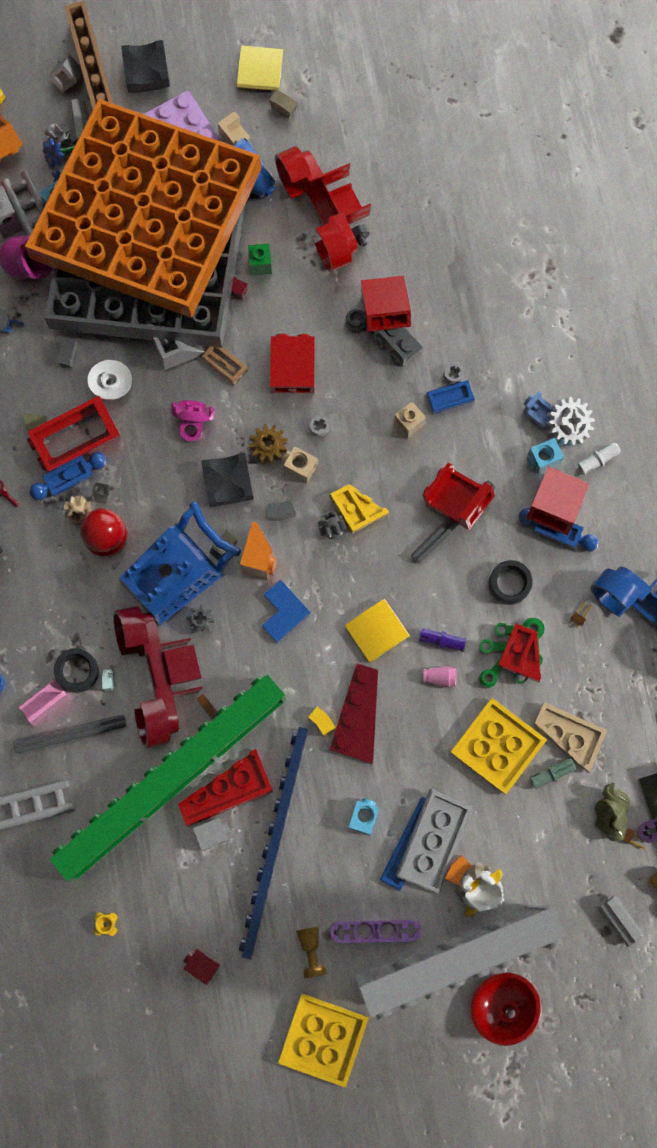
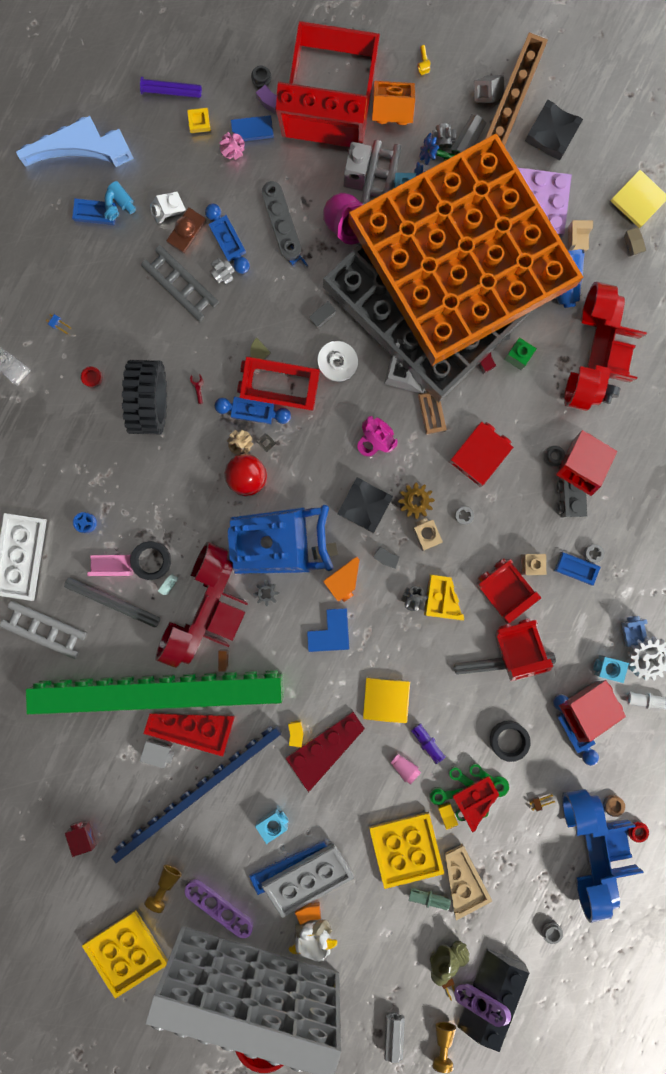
camera: 30 degrees right, 10 degrees up
(110, 919) = (31, 756): yellow plate -> none
(405, 459) = (507, 590): none -> red panel
(510, 688) = (447, 815): none -> yellow piece
(644, 568) = (614, 805): none -> medium nougat tile

